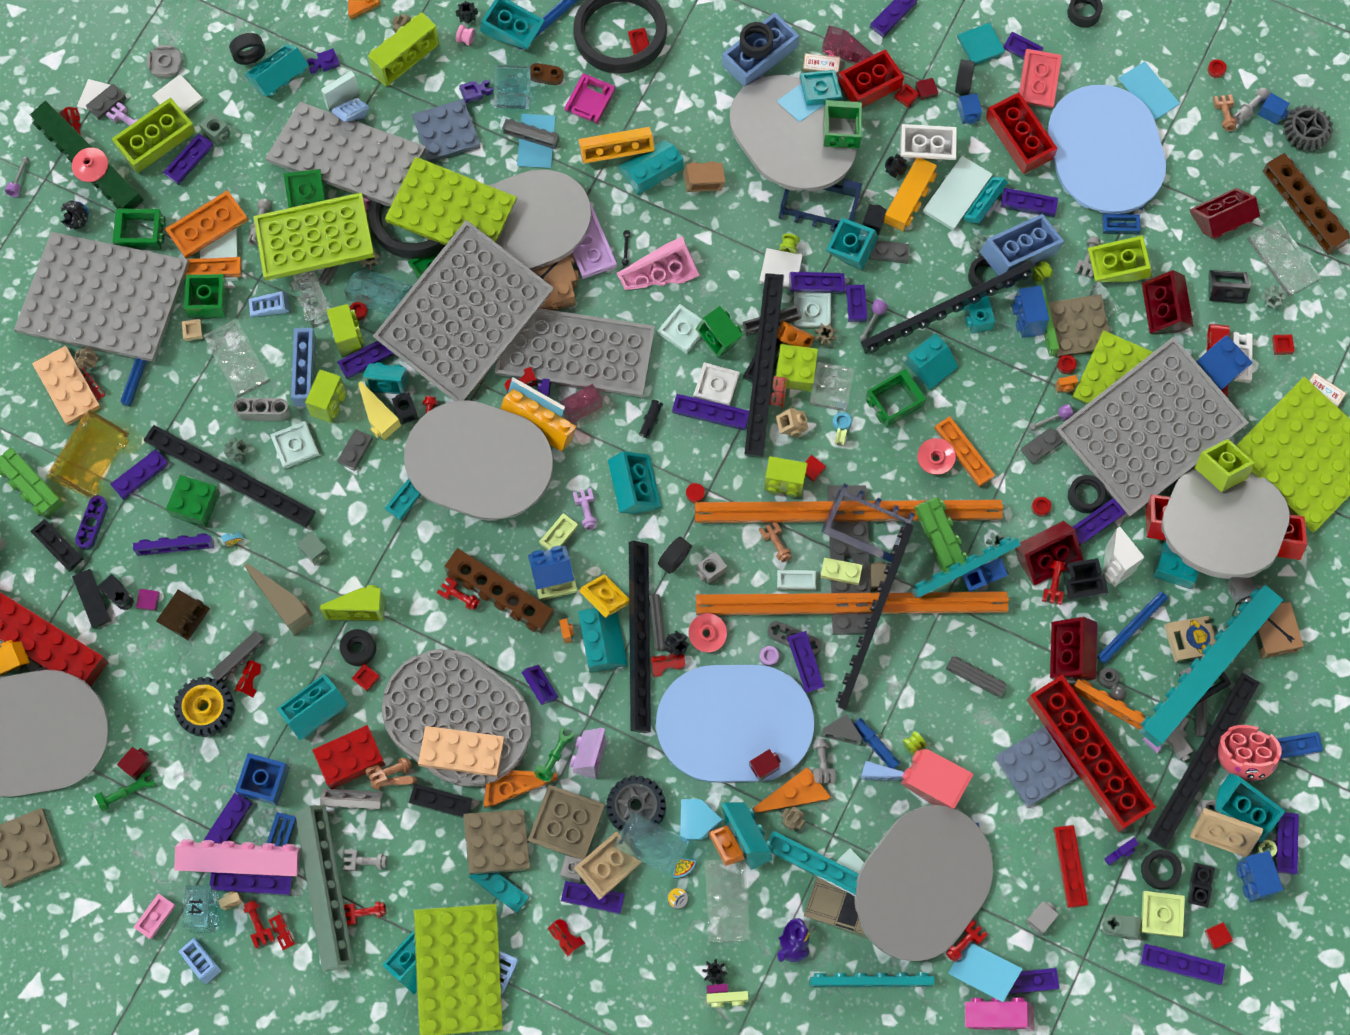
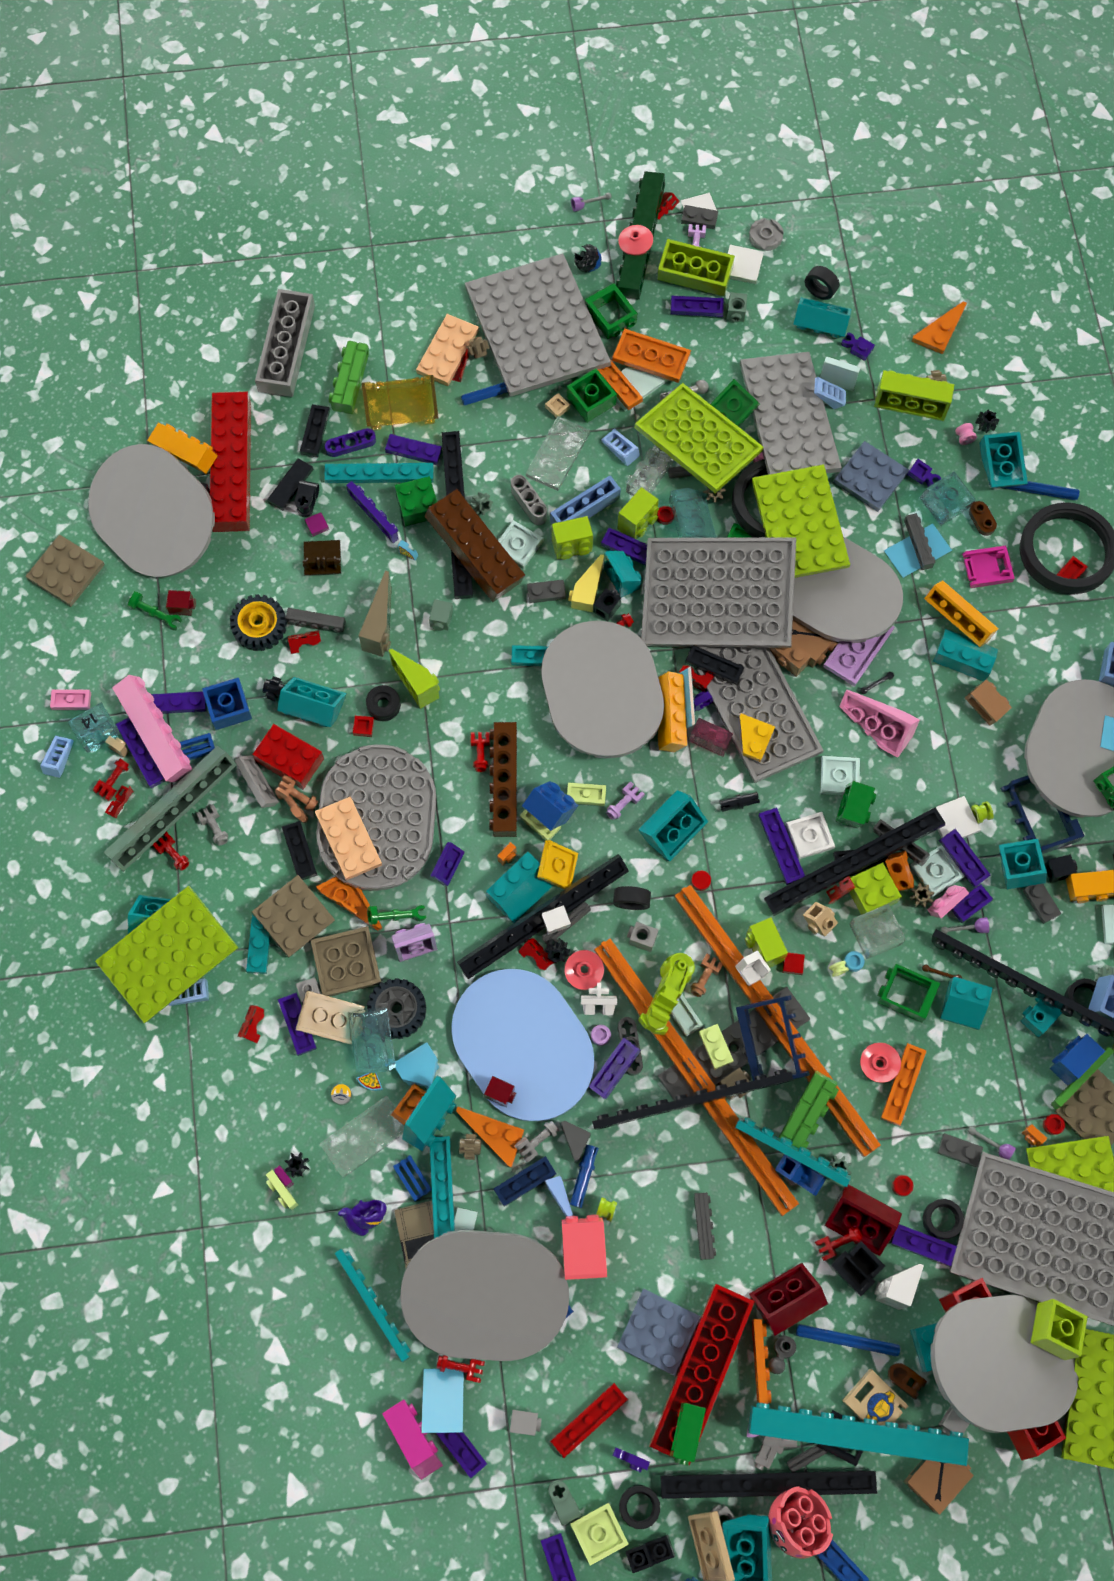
camera: 55 degrees right, 0 degrees up
(138, 517) = (377, 472): none -> teal plate
(273, 478) = (474, 545): none -> reddish brown brick
(276, 731) = (273, 688): none -> black gear
(521, 359) = (714, 664): none -> black tile
(606, 369) = (754, 737): none -> yellow wing
(652, 625) = (556, 920): none -> white panel
(746, 632) = (590, 1001): none -> white hips
(761, 562) = (675, 974): none -> lime piece
(799, 498) = (753, 968): none -> white panel
(804, 883) = (421, 1193): none -> blue tile
(843, 318) = (948, 901): none -> bright pink plate
(849, 794) = (524, 1181): none -> dark blue plate
(883, 372) = (926, 968): none -> reddish brown hinge
(1134, 790) = (687, 1433): none -> green window
(1183, 607) = (900, 1374): none -> reddish brown plate

